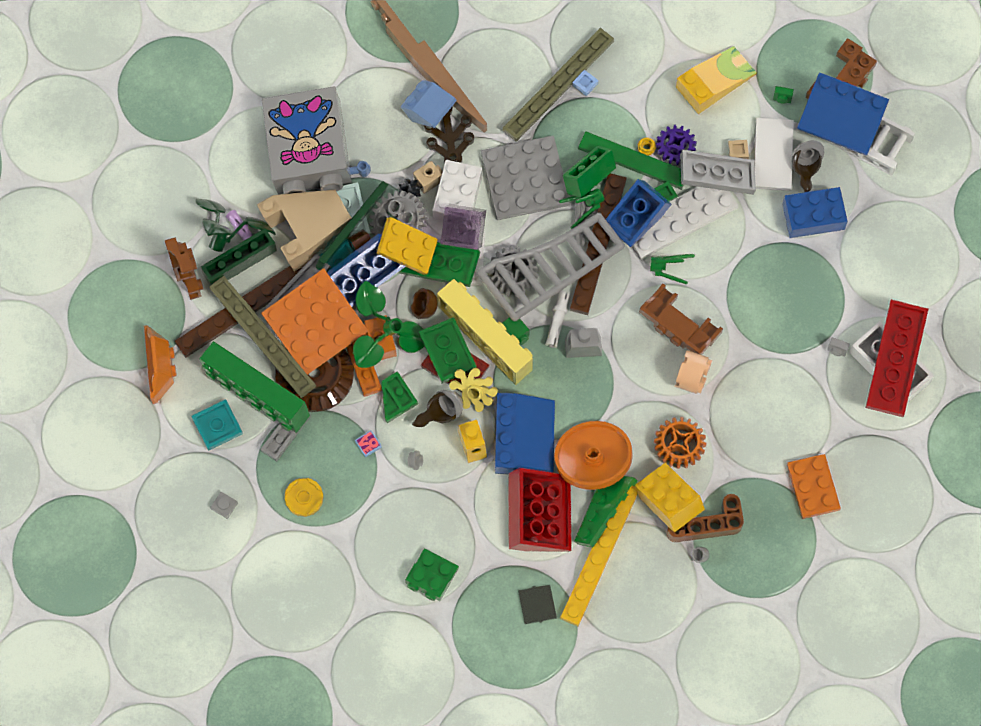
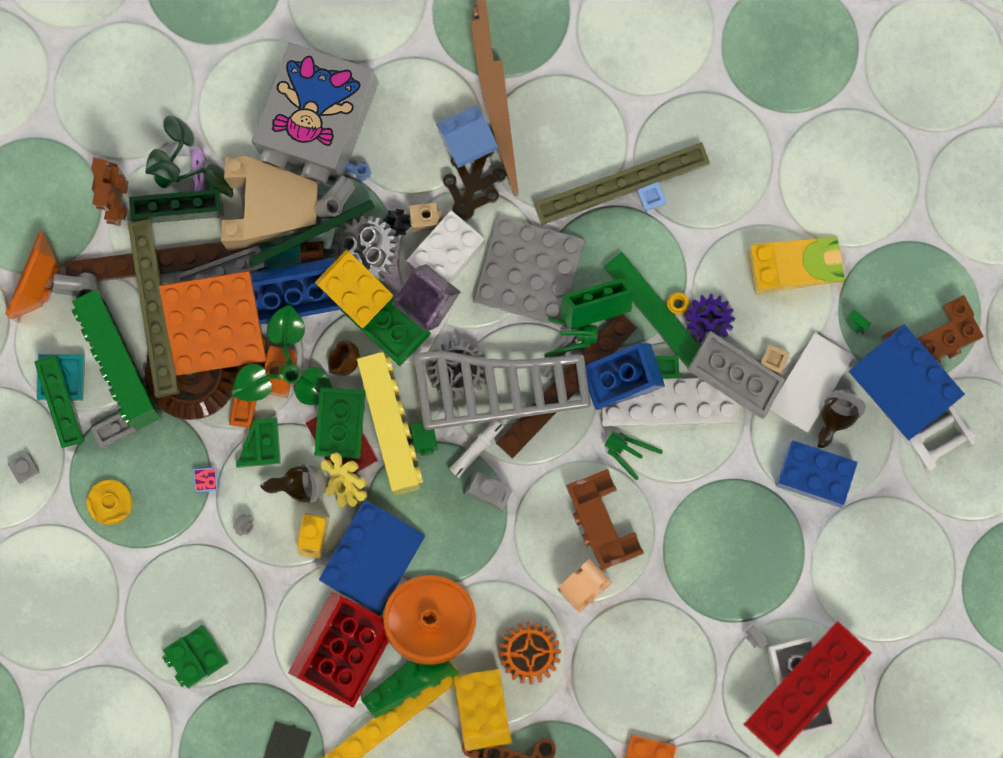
camera: 30 degrees right, 10 degrees up
(190, 352) = (73, 285): none -> light grey piece
(226, 440) = (59, 401): none -> green tile
(355, 193) = (335, 197): none -> light grey piece

